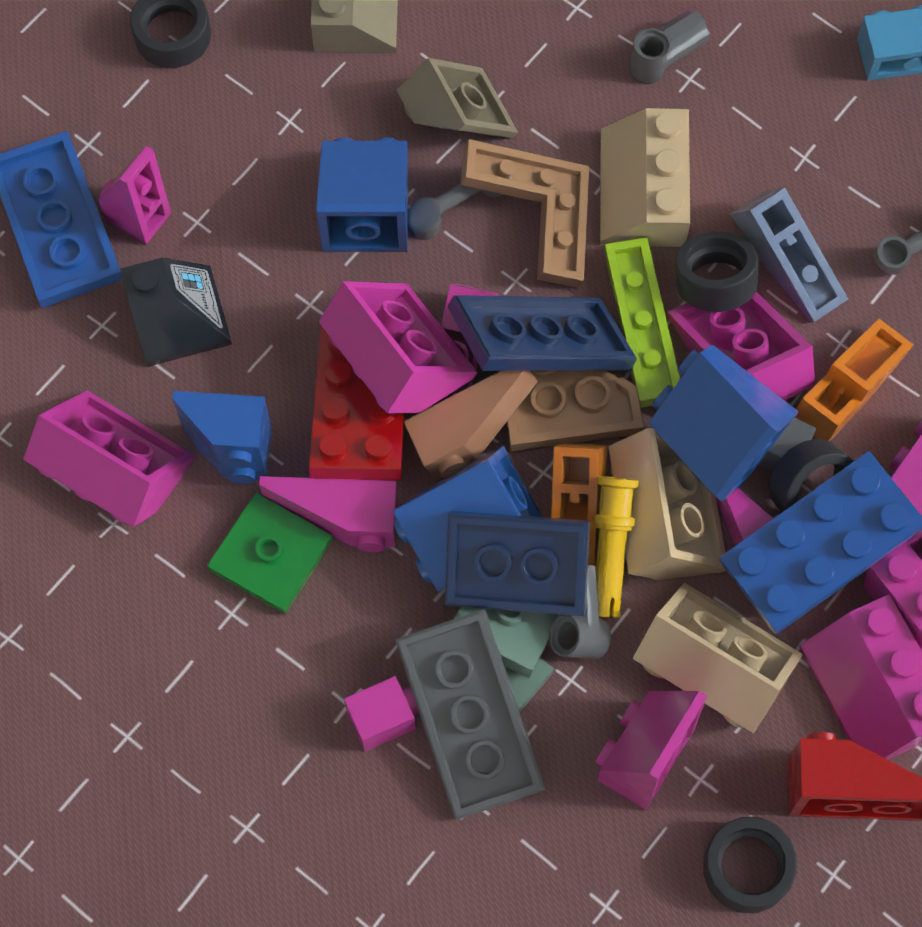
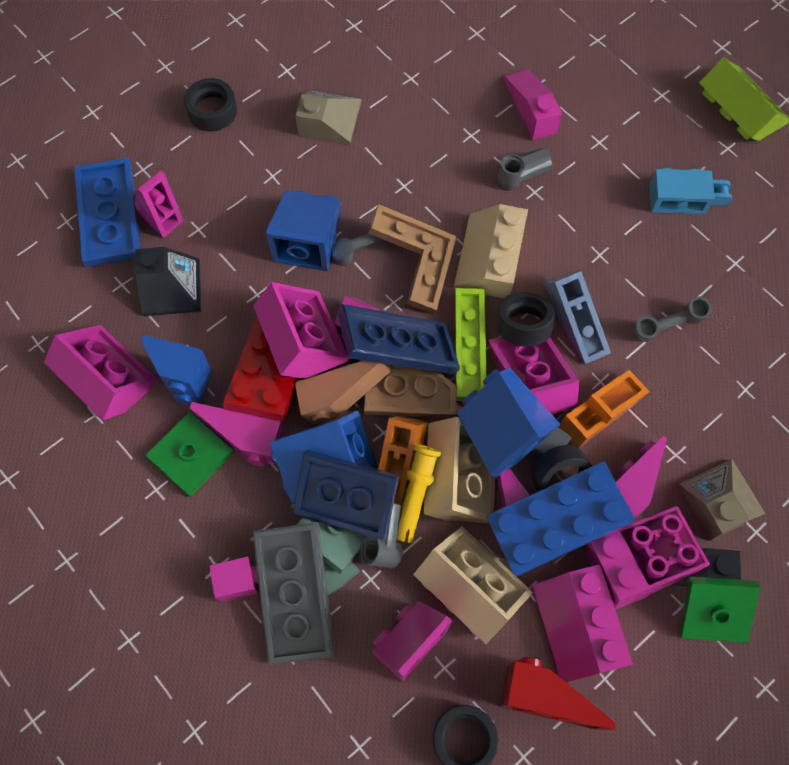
camera: 10 degrees right, 0 degrees up
(455, 99) = (379, 178): dark tan slope -> none

